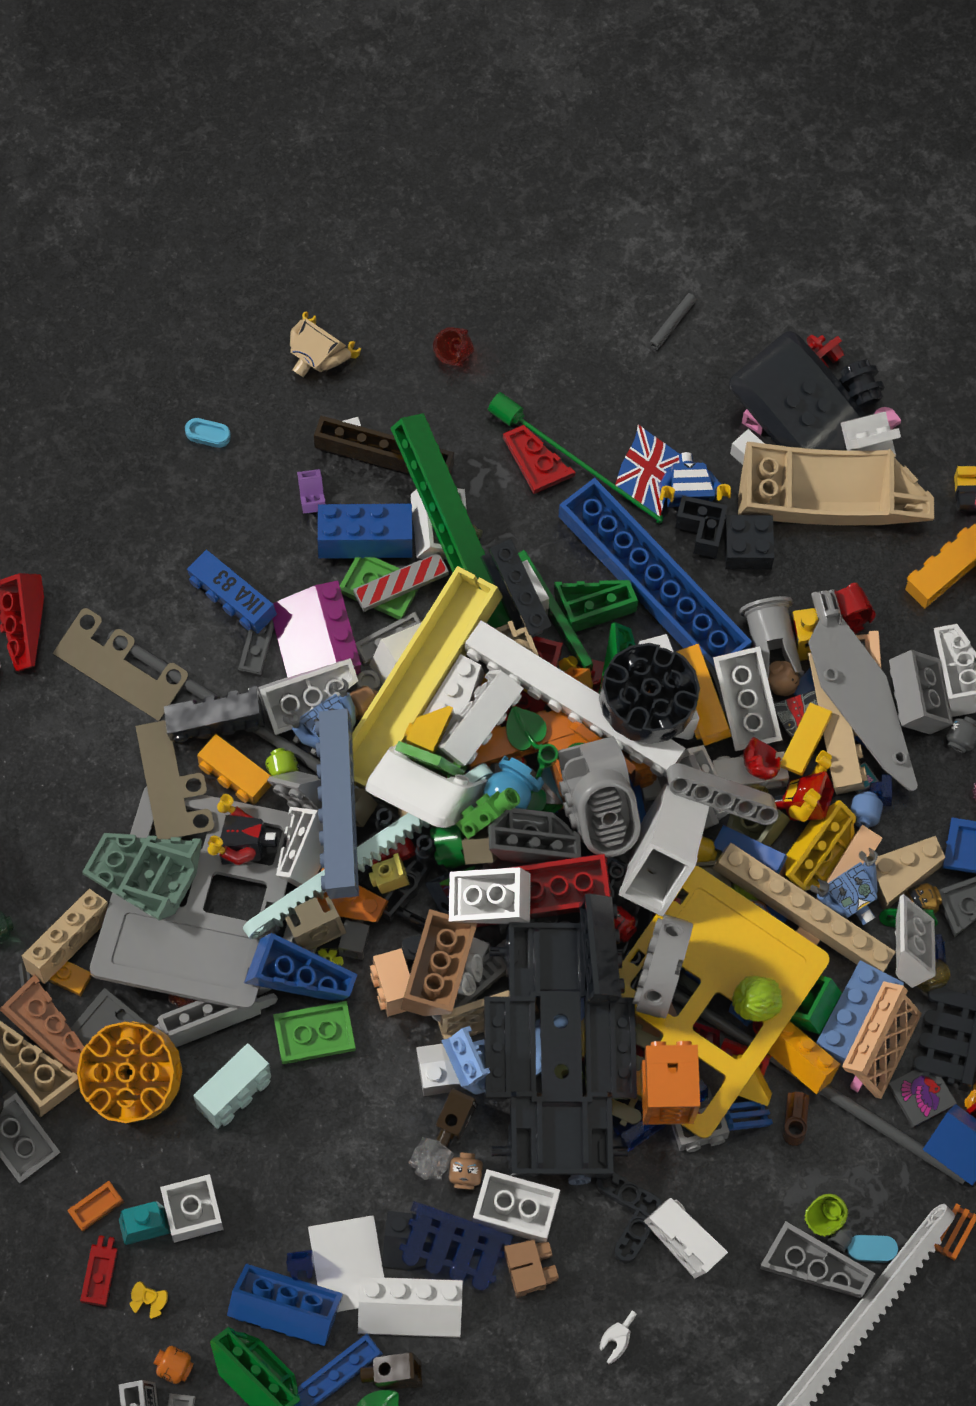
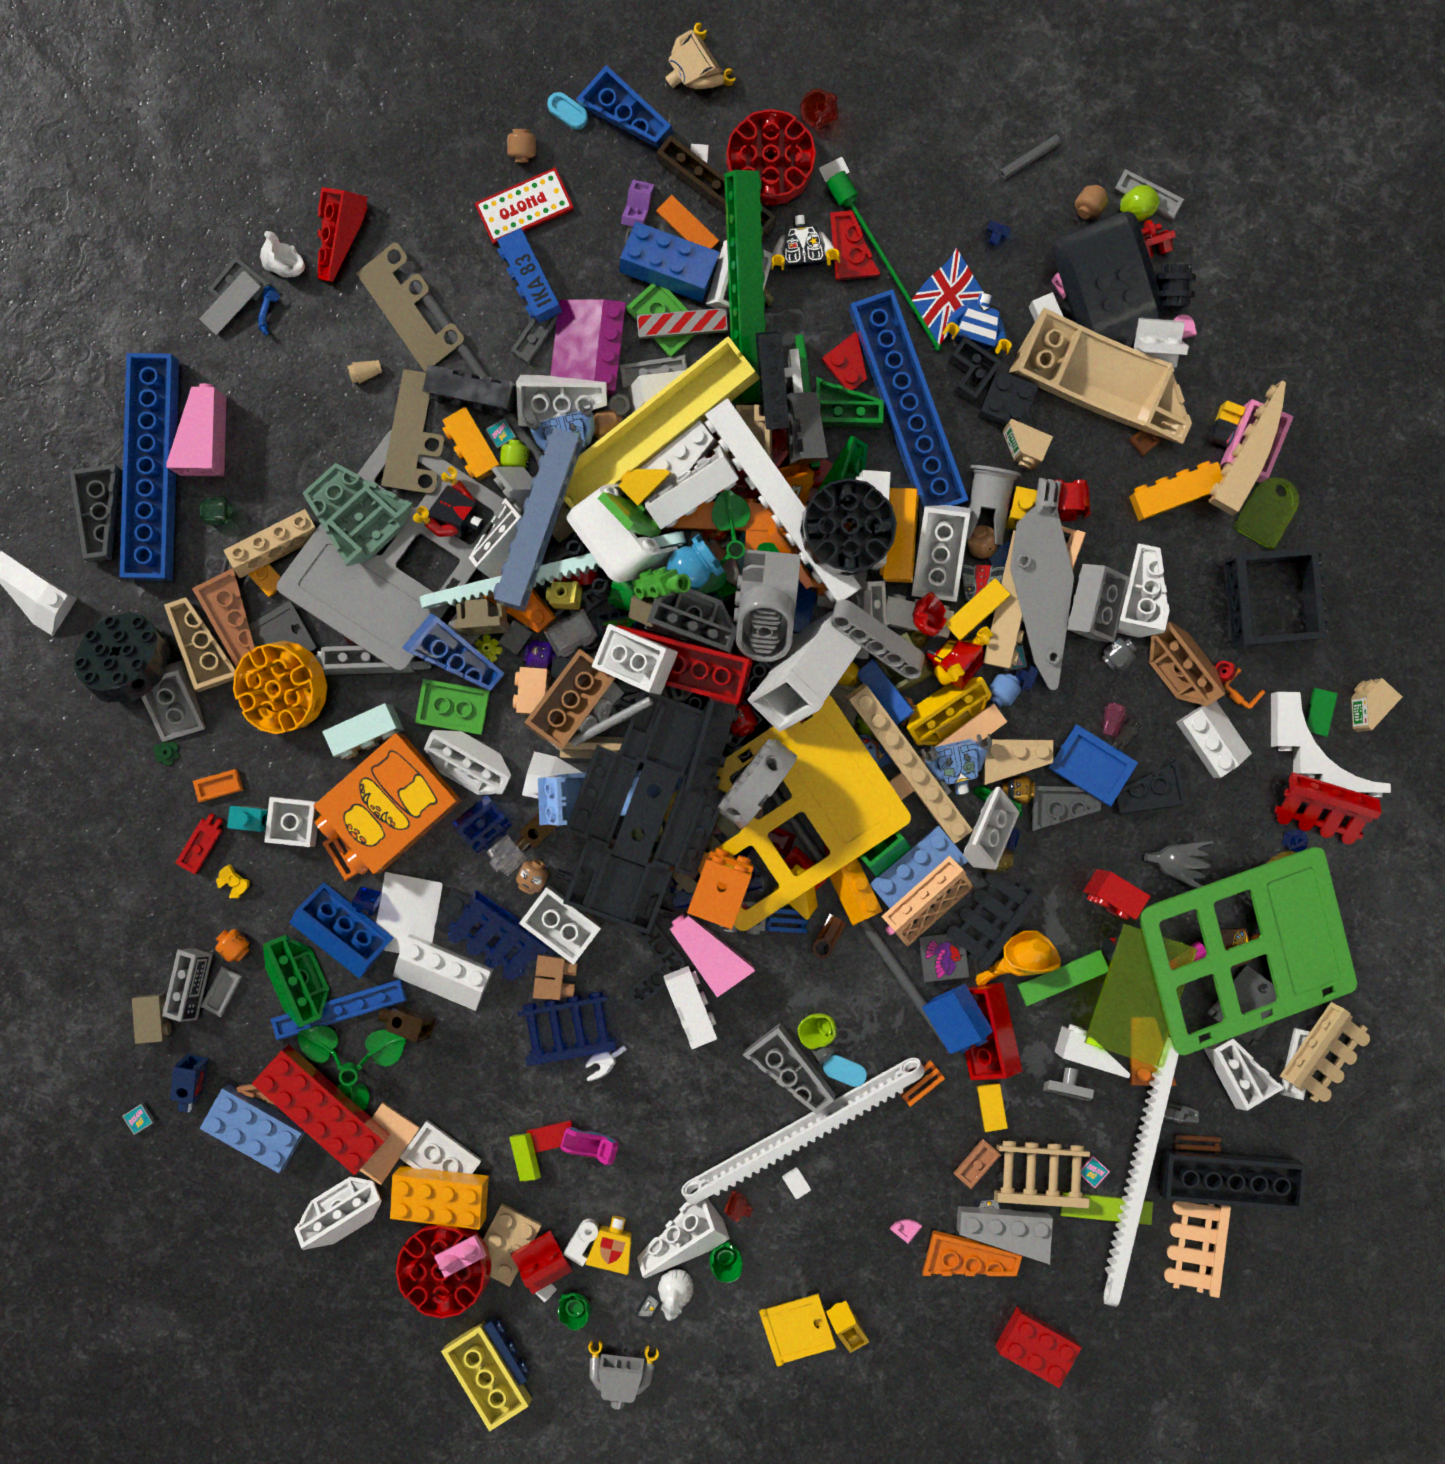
camera: 25 degrees right, 20 degrees up
(27, 1199) = (171, 749): none -> dark green plant
(95, 740) = (364, 370): none -> tan cone
(175, 477) = (521, 145): none -> medium nougat head
(200, 529) = (524, 205): none -> tile
(258, 750) = (501, 433): none -> tile
(264, 409) = (620, 105): none -> blue wedge
(273, 1240) = (346, 876): none -> orange tile
(285, 1152) = (385, 805): none -> brick
(353, 1081) = (468, 762): none -> white wedge
(363, 492) = (685, 223): none -> orange tile
(382, 943) = (538, 654): none -> dark purple head
(388, 1133) = (478, 821): none -> clear blue brick
(410, 909) = (570, 633): none -> clear brick
(430, 389) = (775, 135): none -> red brick
(487, 396) = (833, 168): none -> white sticker
(490, 967) = (611, 721): none -> light grey piece
(491, 473) = (803, 247): none -> torso
(569, 634) = (805, 429): none -> dark grey wedge
(576, 563) = (847, 363): none -> red wing
(588, 1328) = (560, 1051): none -> clear blue fence
(670, 394) = (997, 230): none -> clear blue tile
(683, 1175) = (714, 958): none -> bright pink slope
(748, 339) = (1091, 202): none -> medium nougat head
(757, 998) = (832, 834): lime hair -> none
(784, 572) = (1026, 444): none -> tan slope
(796, 320) = (1141, 201): none -> lime hair
(799, 316) = (1169, 202): none -> light grey tile
(873, 1388) = (796, 1183): none -> white sticker
(896, 534) = (1144, 442): none -> reddish brown tile

